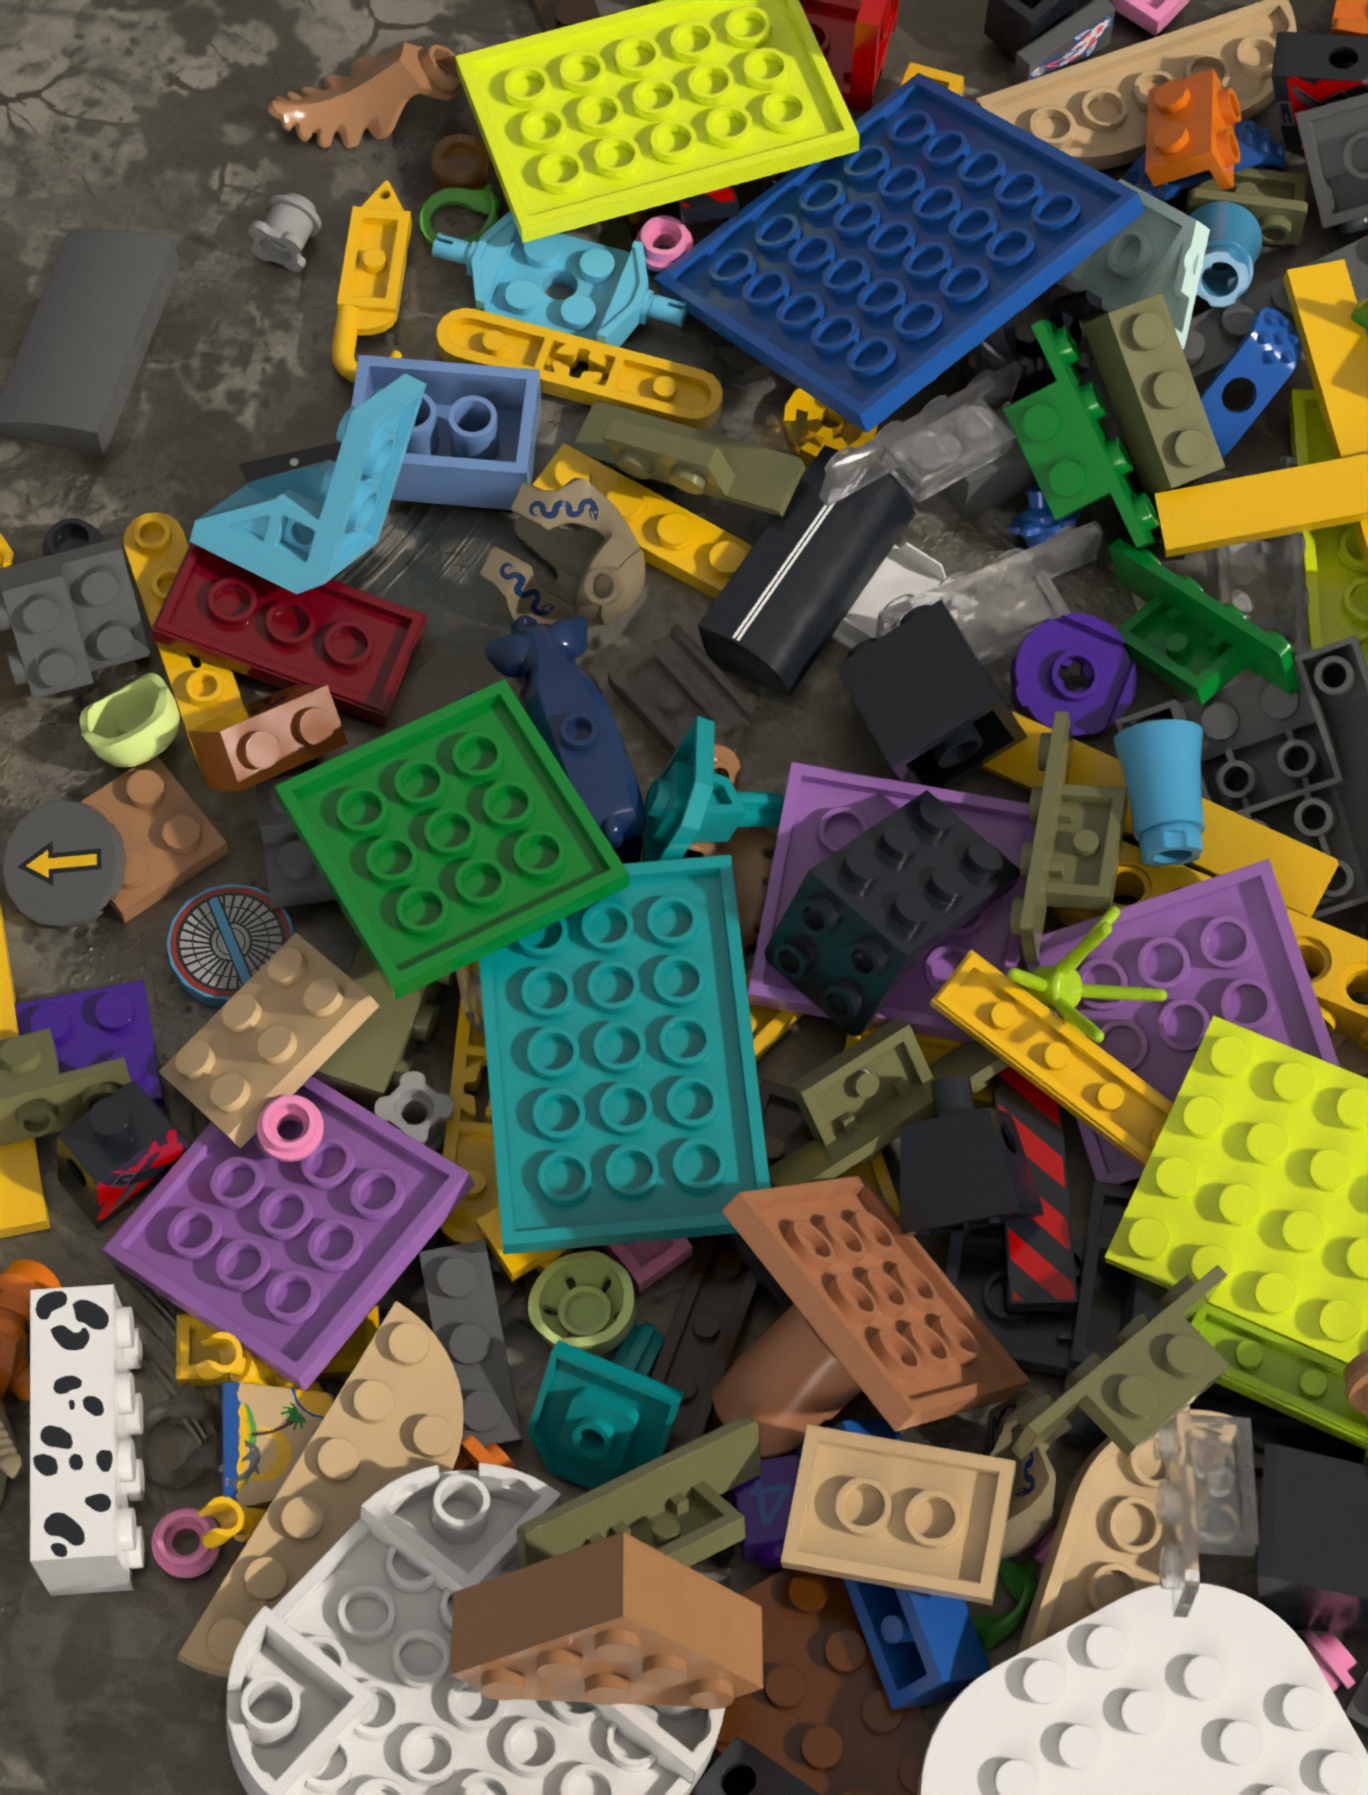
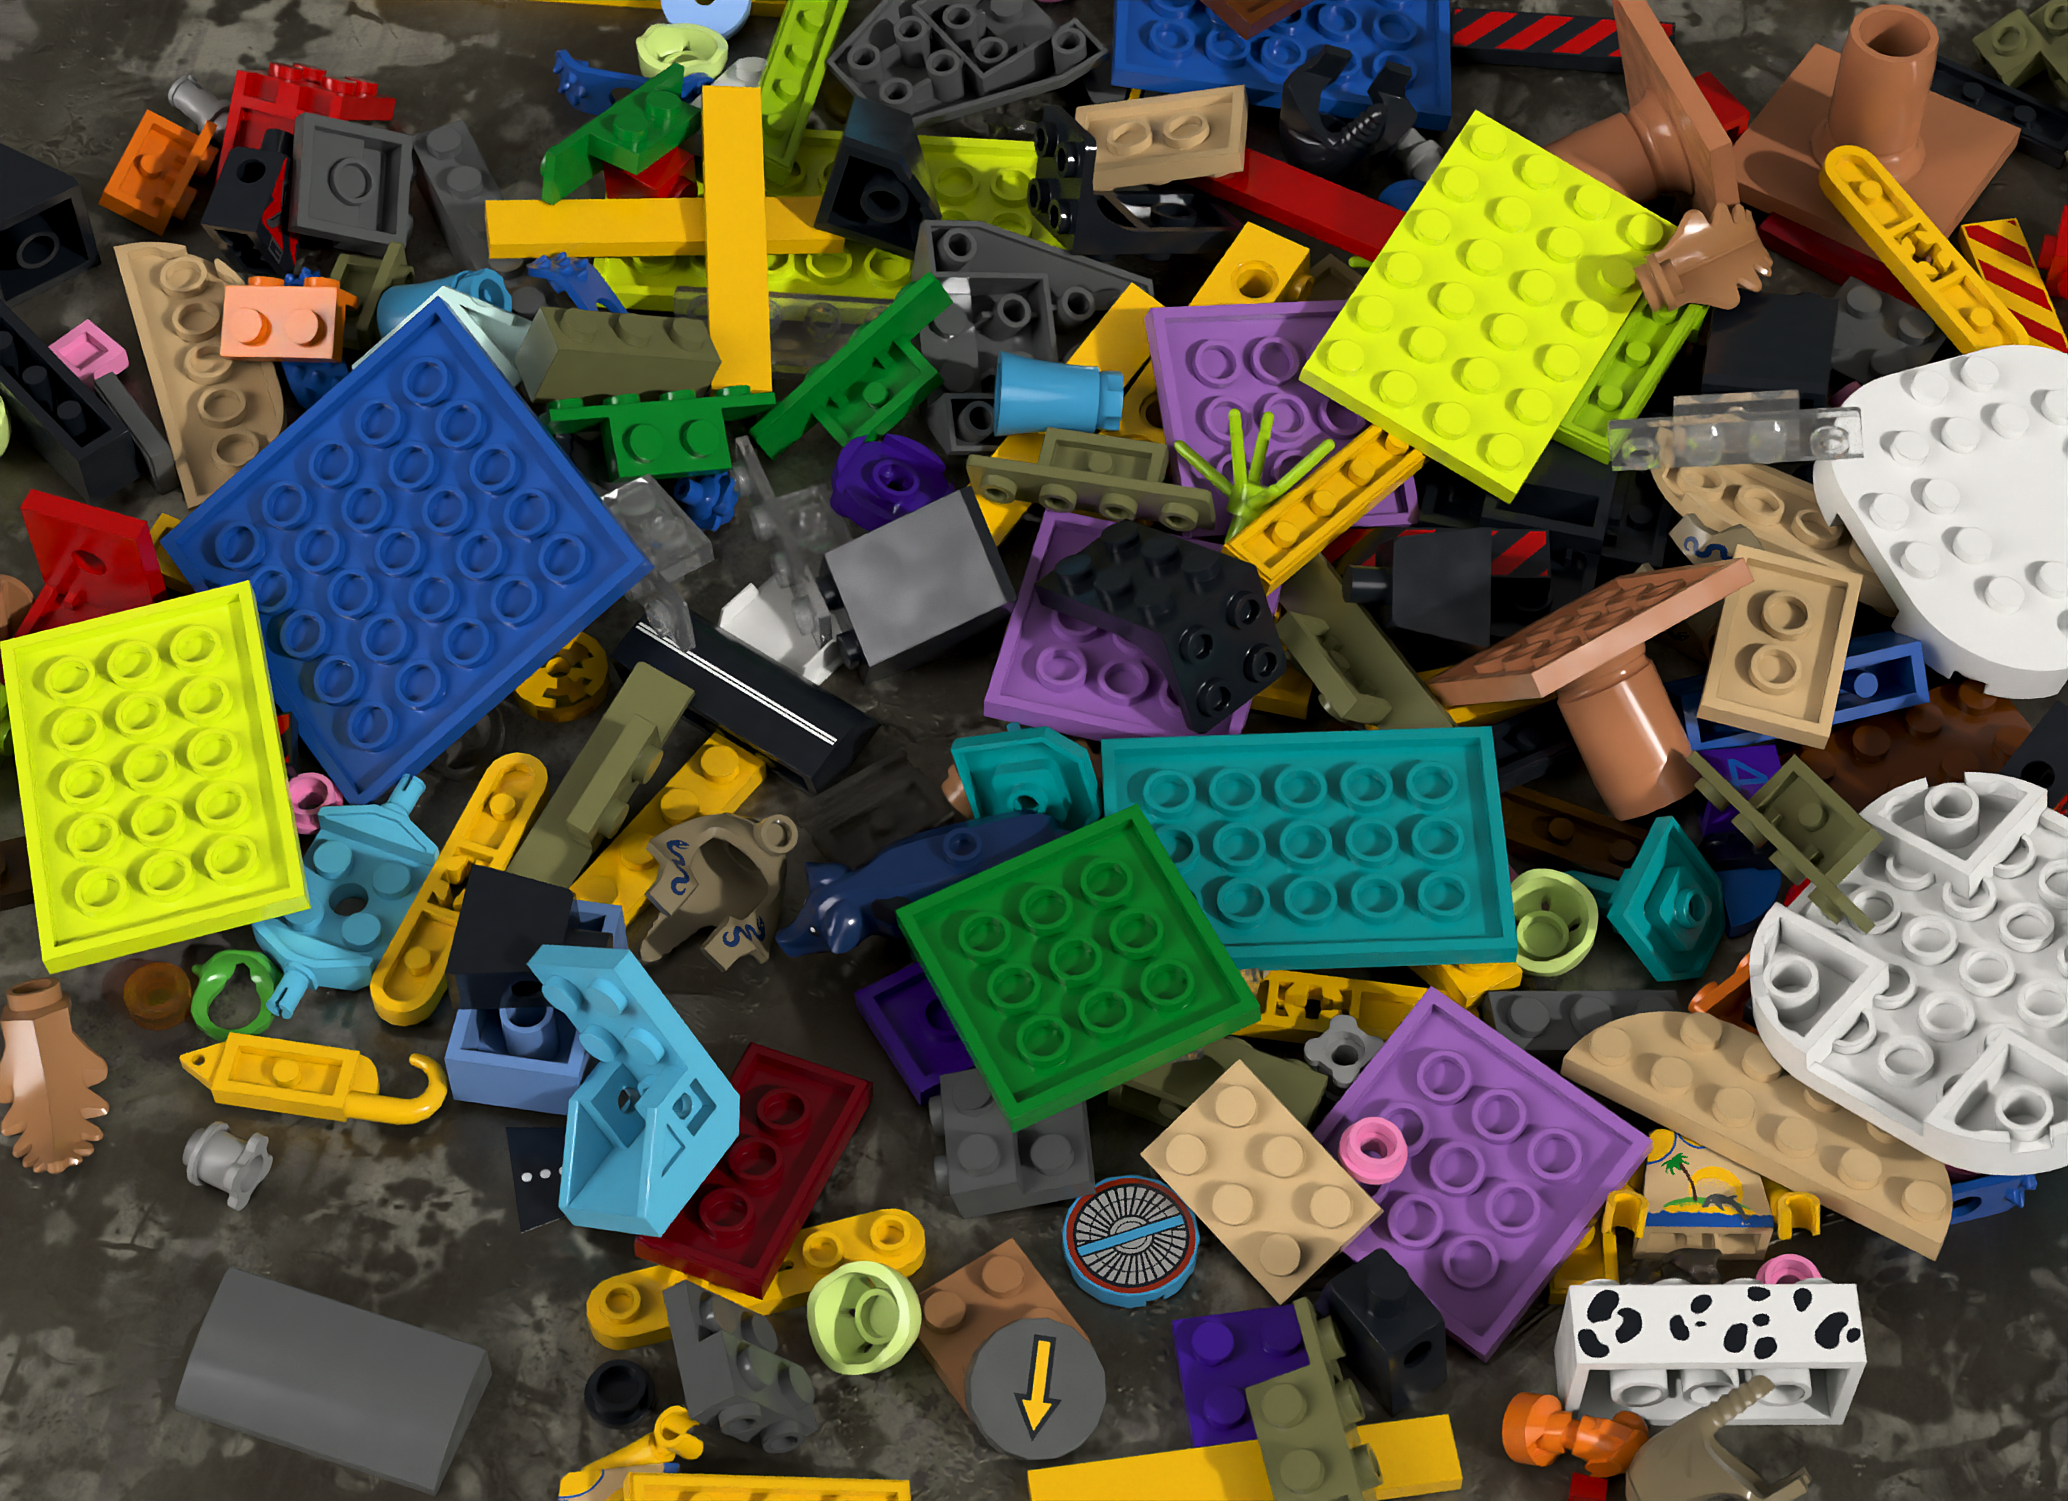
camera: 85 degrees left, 10 degrees down
(268, 737) = (908, 1172): dark orange brick -> none
(469, 382) = (501, 929): none -> black torso
(608, 1631) = (1952, 832): medium nougat brick -> none
(1142, 1383) = (1657, 446): olive bracket -> none

